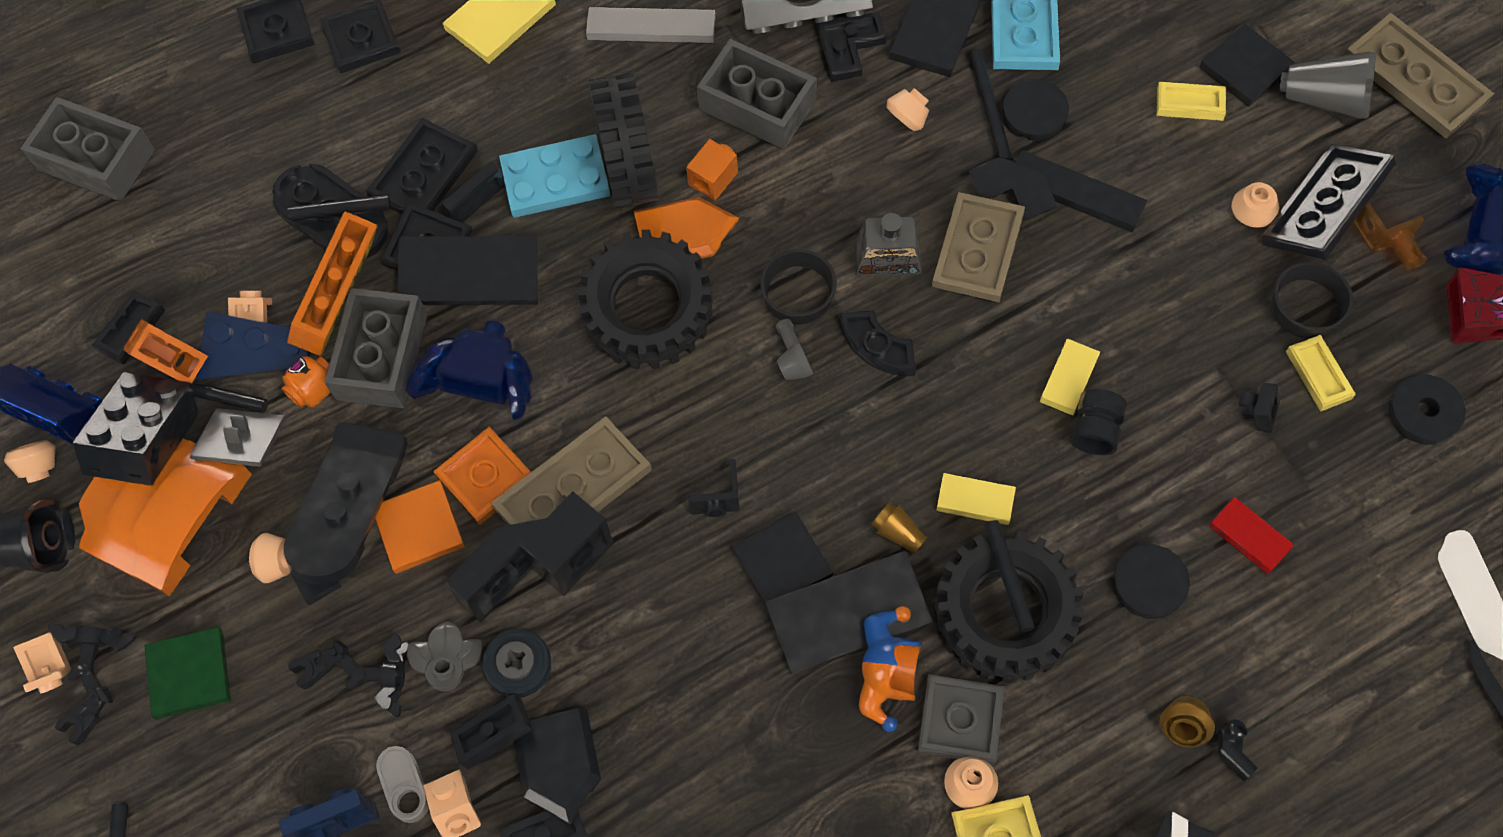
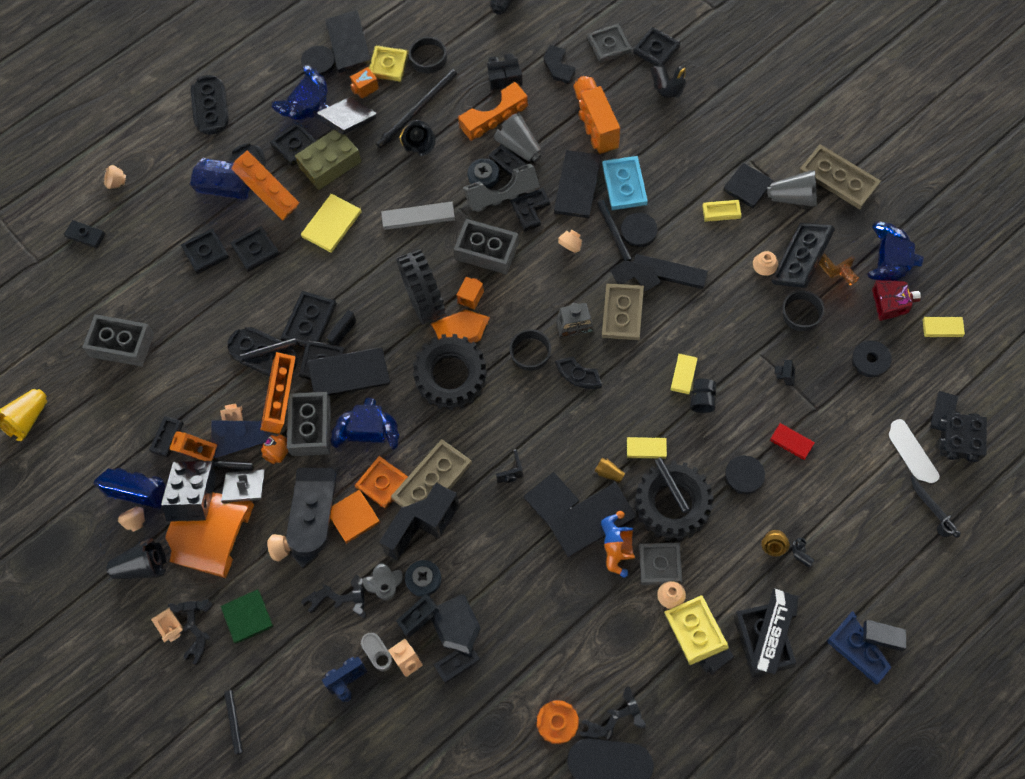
camera: 10 degrees left, 0 degrees up
(554, 176) = (383, 310): medium azure plate -> none
(793, 361) = (536, 391): dark grey bar -> none
(1320, 373) = (814, 348): light yellow tile -> none

